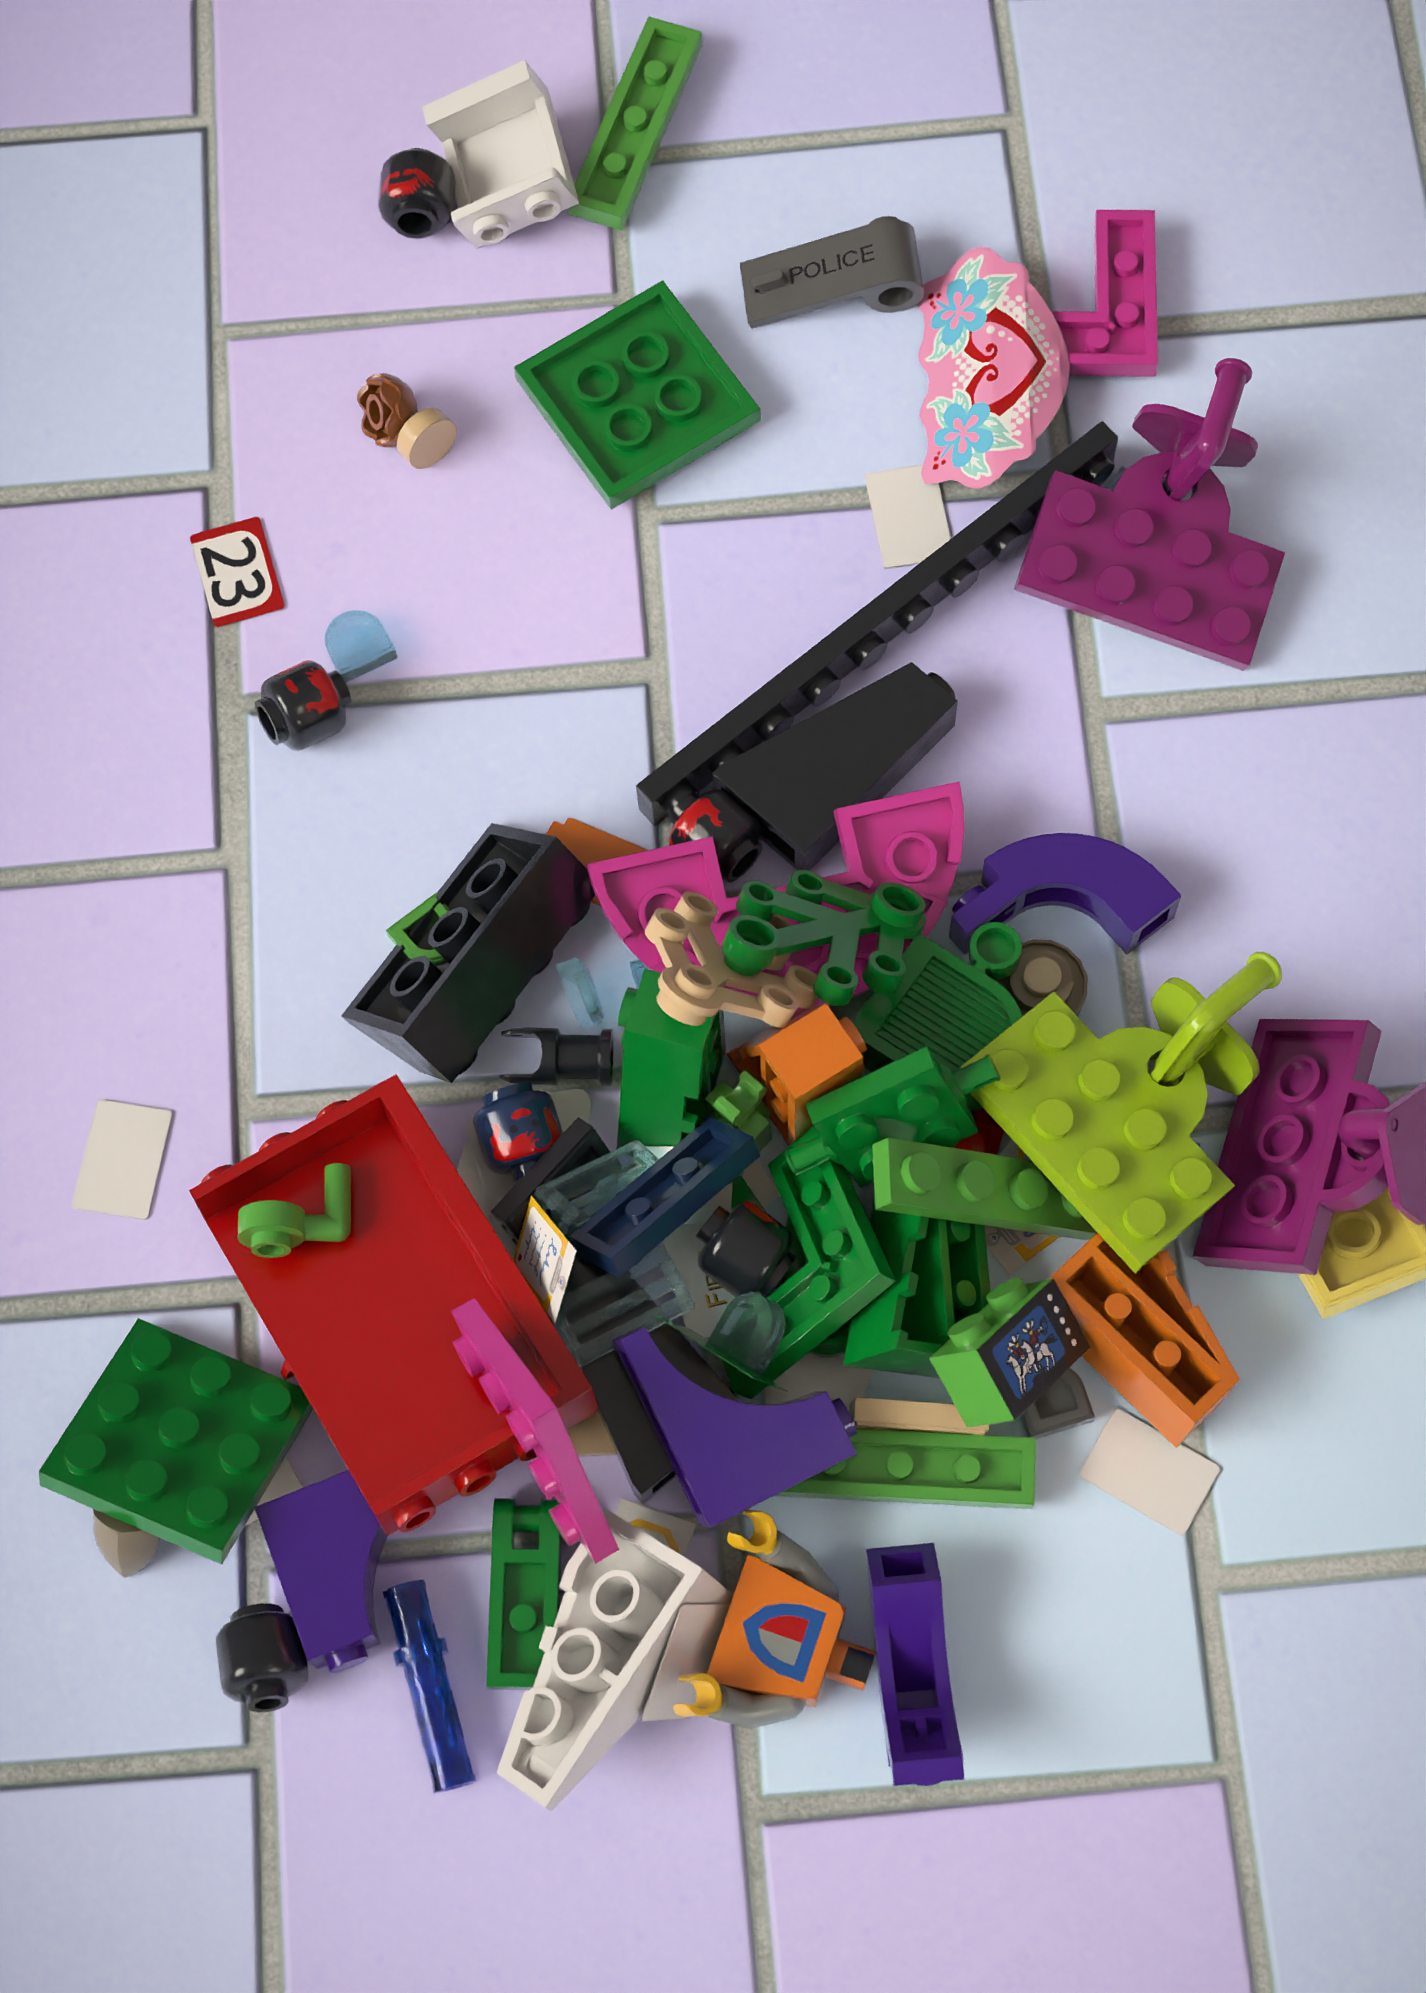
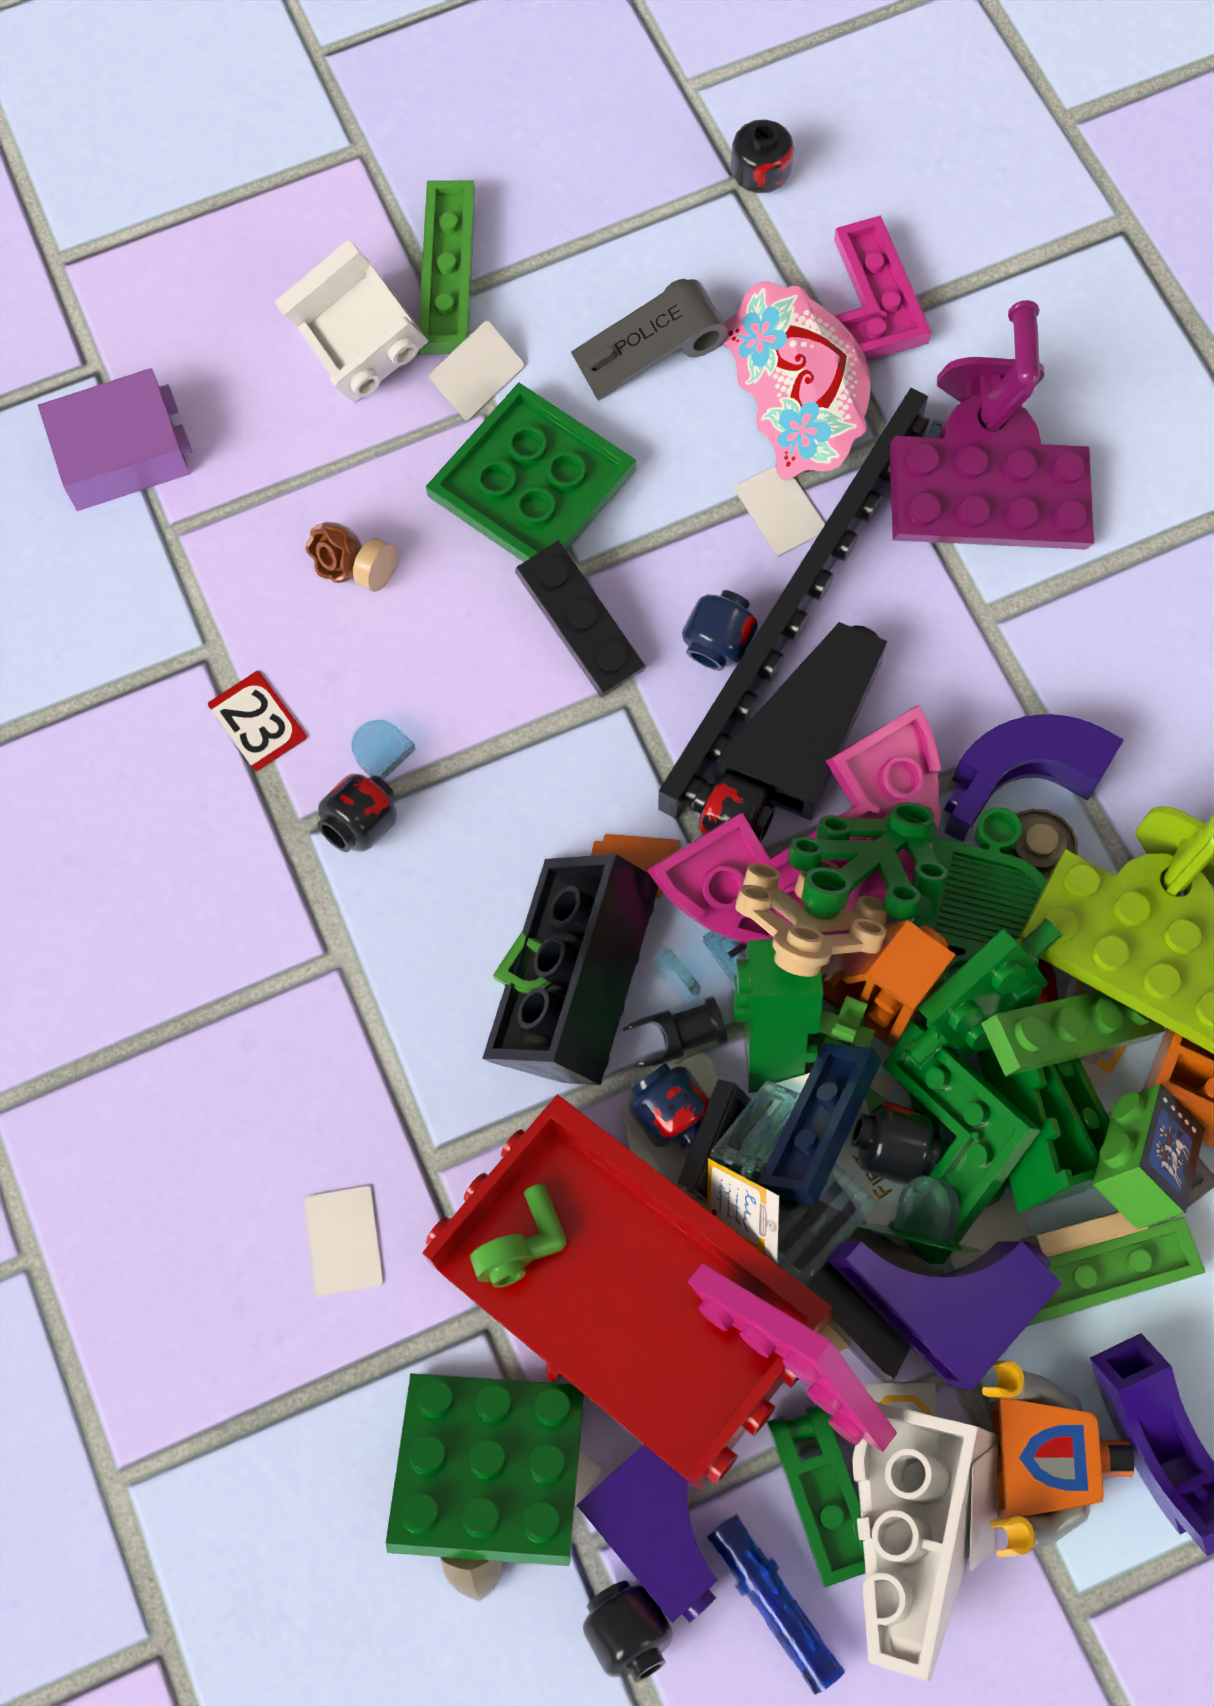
camera: 20 degrees left, 0 degrees up
(194, 210) = (115, 439): none -> medium lavender brick
(416, 192) = (293, 371): black head -> none
(623, 252) = (476, 370): none -> white sticker
(628, 569) = (579, 618): none -> black plate
(777, 628) = (719, 630): none -> dark blue head
(1043, 99) = (762, 156): none -> black head

